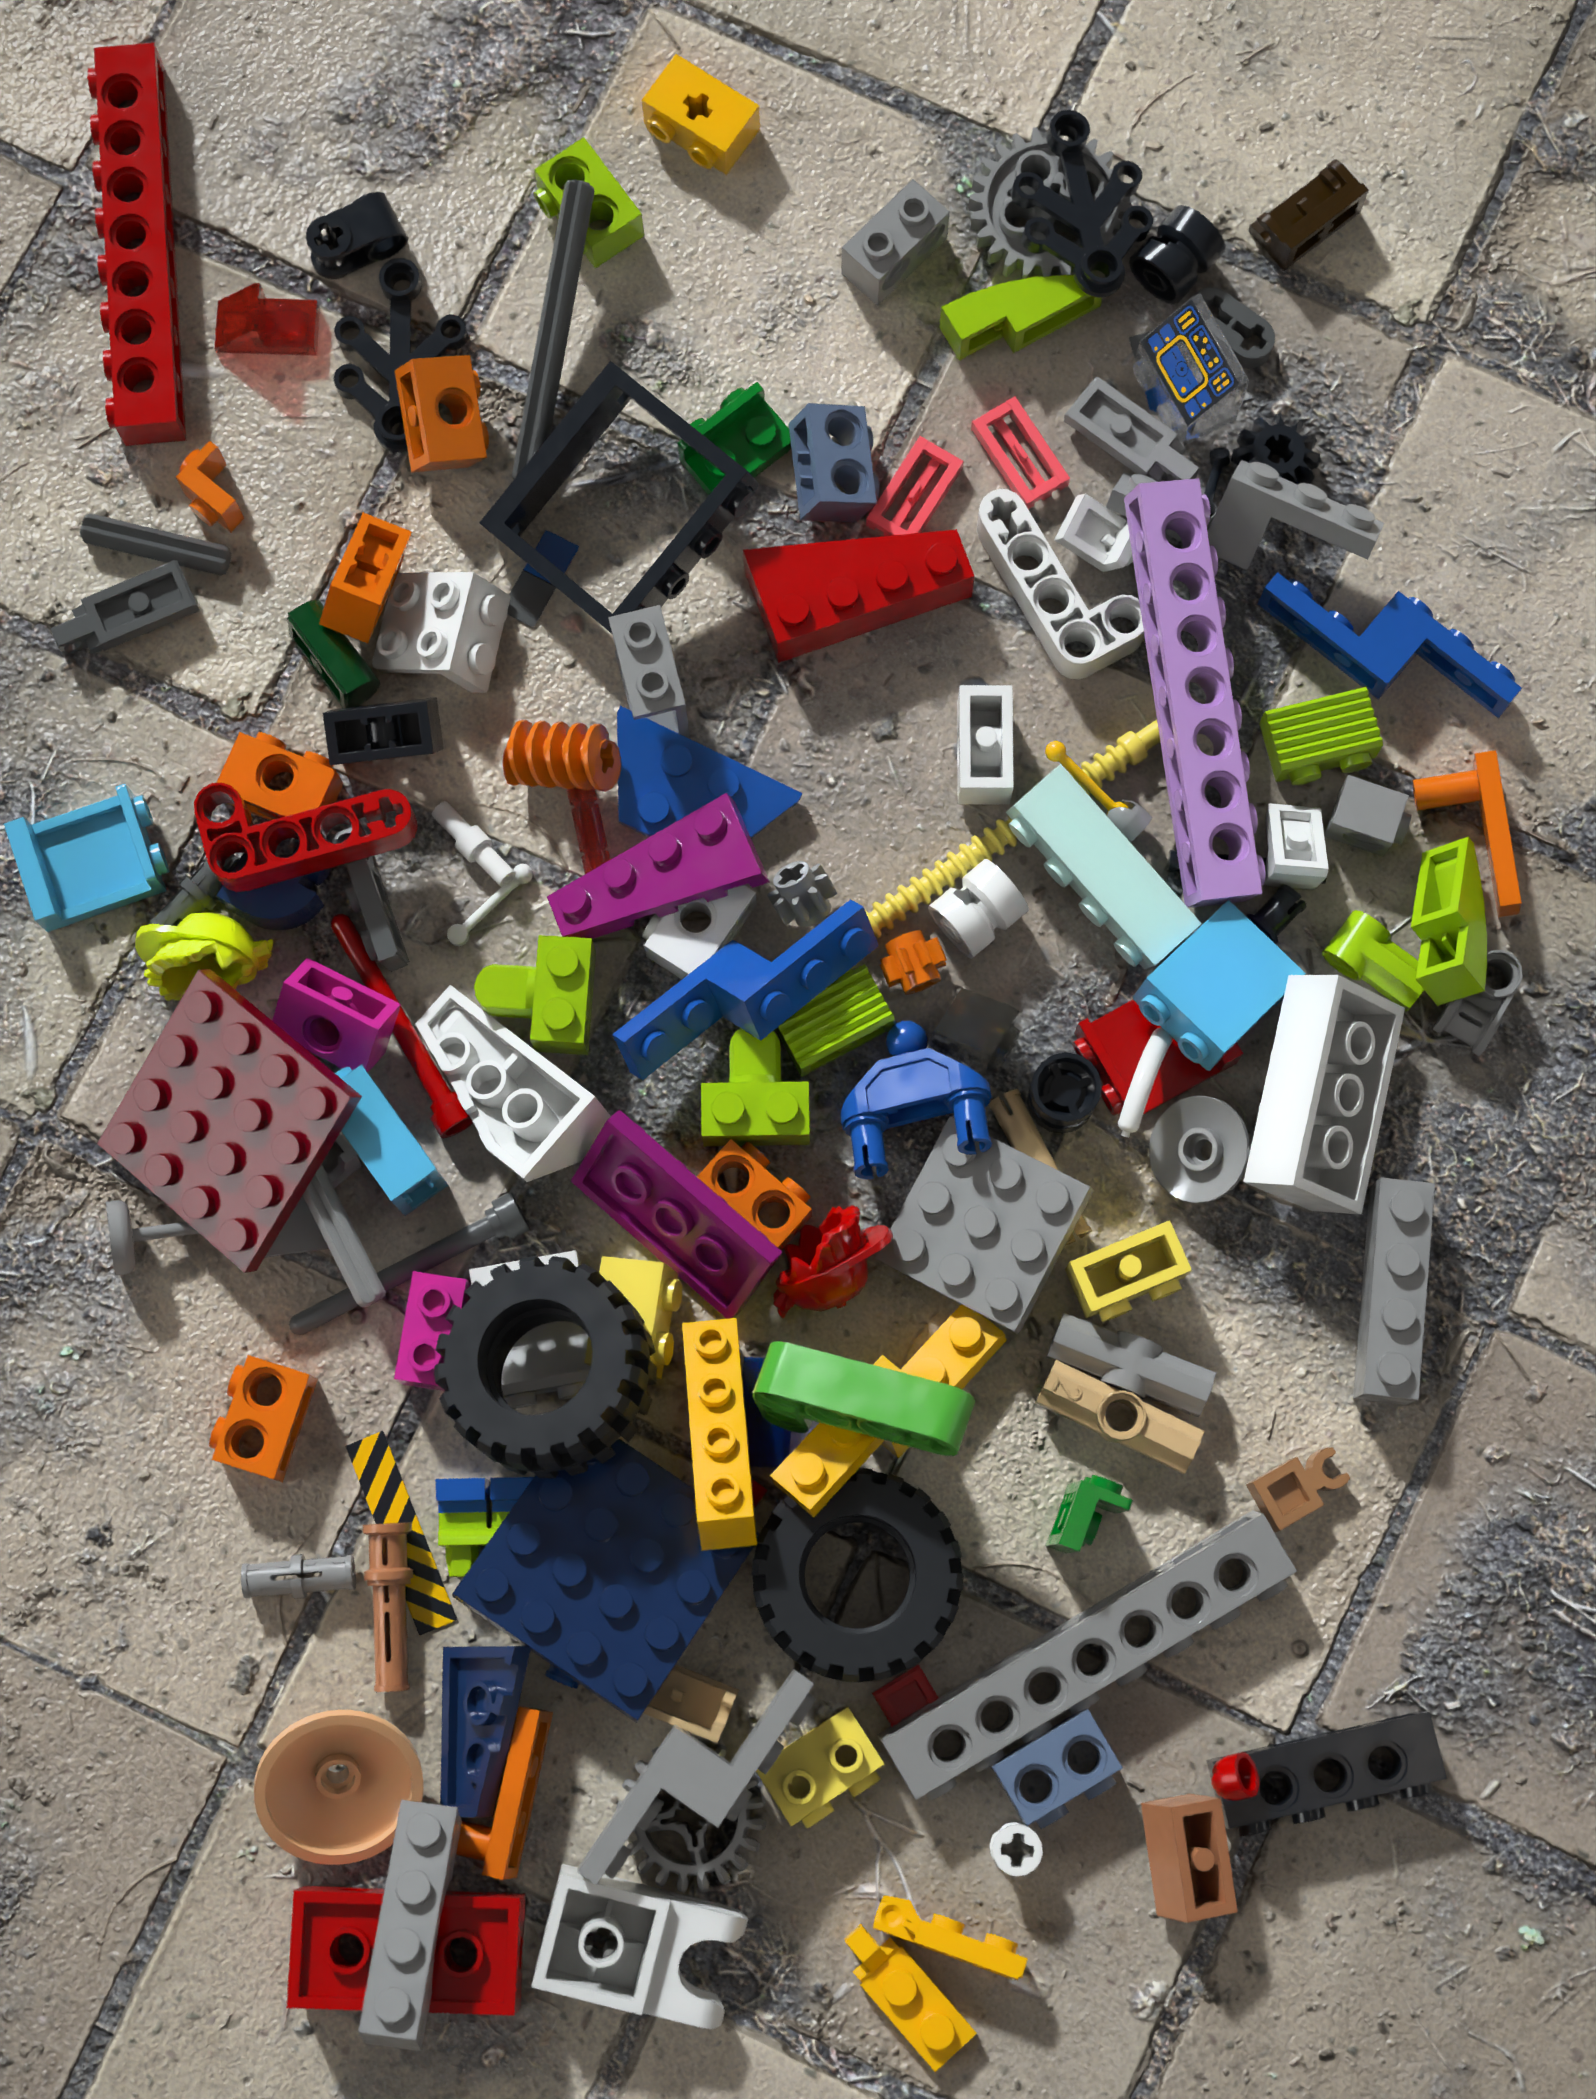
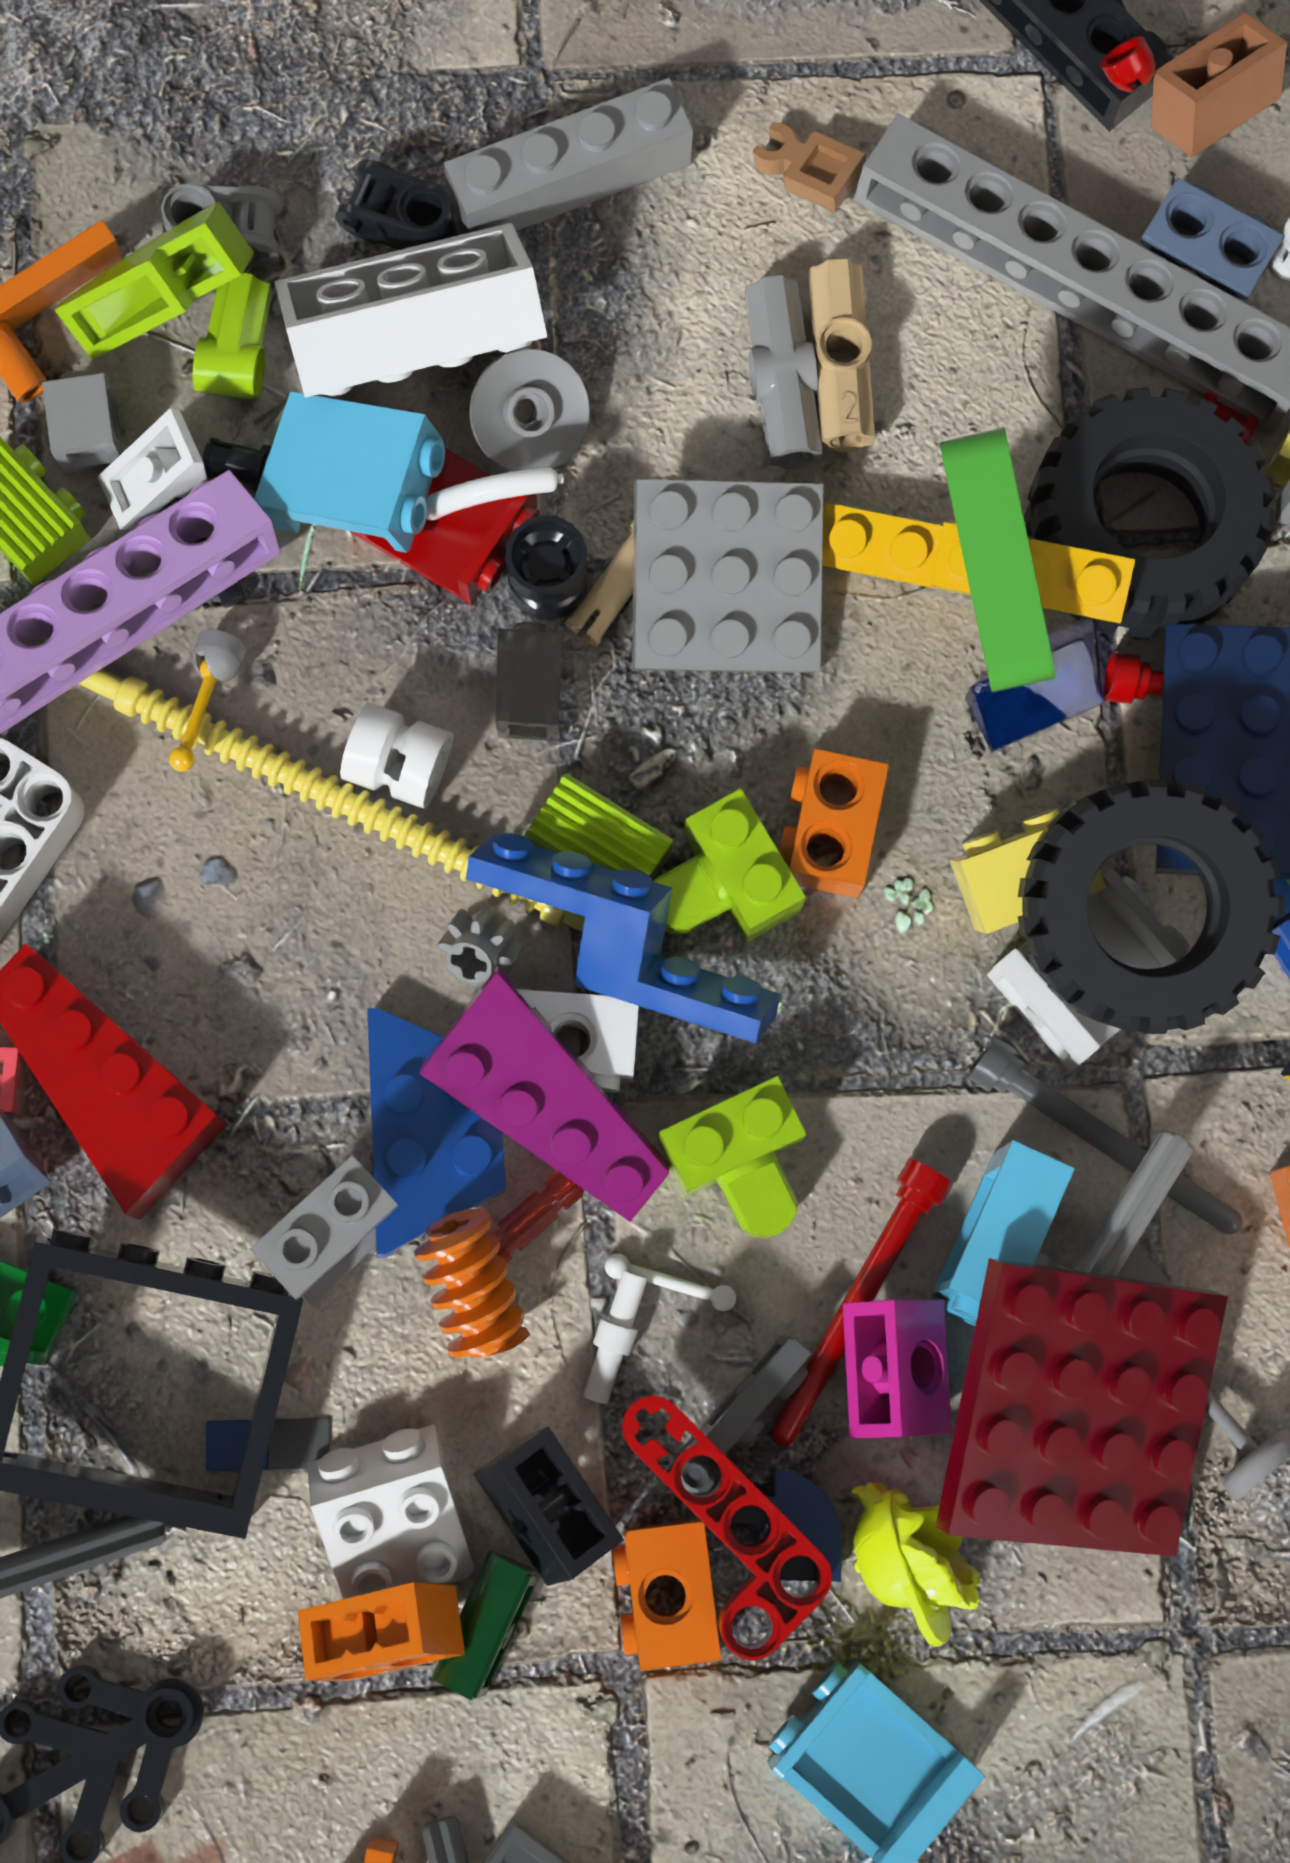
camera: 125 degrees left, 0 degrees up
(195, 895) = (856, 1617): dark grey pin -> none
(425, 1318) = (1160, 1069): dark pink brick -> none
(429, 439) = (123, 1699): orange brick -> none
(516, 1098) = (871, 1120): white wedge -> none
(675, 1215) = (899, 883): magenta plate -> none
(719, 1434) = (1098, 709): yellow brick -> none
(828, 1262) = (852, 706): red hair -> none
(910, 1089) = (628, 720): blue connector -> none
(913, 962) = (491, 792): orange gear -> none
(984, 744) = (211, 839): white brick -> none
(1076, 1518) = (962, 335): green bracket -> none
(1102, 868) = (285, 649): light aqua brick -> none
(1129, 1269) = (694, 413): light yellow brick -> none
(1428, 1134) = (389, 205): none -> black piece

